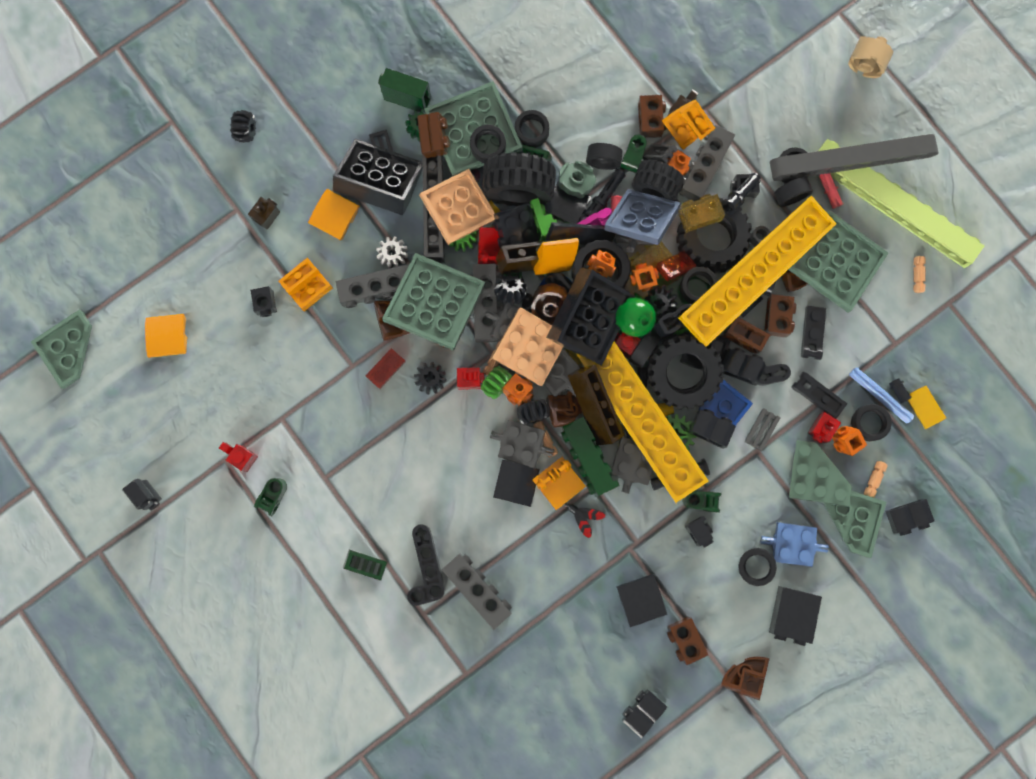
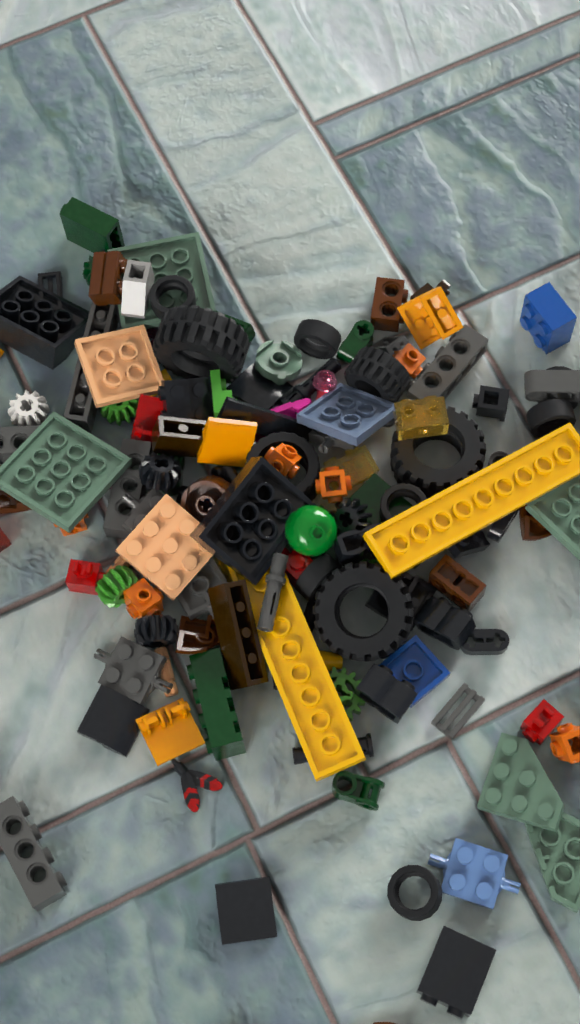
camera: 15 degrees right, 15 degrees down
(426, 373) = (38, 575): black gear -> none
(458, 141) = (136, 288): none -> light grey slope
(532, 115) = (237, 281): black tyre -> none
(616, 369) = (275, 581): none -> dark grey pin
(617, 191) = (325, 381): none -> clear pink plate
(631, 464) = (270, 725): dark grey plate -> none
(675, 266) = (375, 477): clear red plate -> none
(691, 638) = (301, 977): reddish brown brick -> none
(700, 532) = (345, 831): black brick -> none
(737, 197) = (471, 407): black pin -> none
(774, 314) = (506, 568): reddish brown brick -> none
(777, 109) = (547, 318): none -> blue brick
(813, 332) = (550, 597): black plate -> none
(819, 395) = (543, 679): black plate -> none

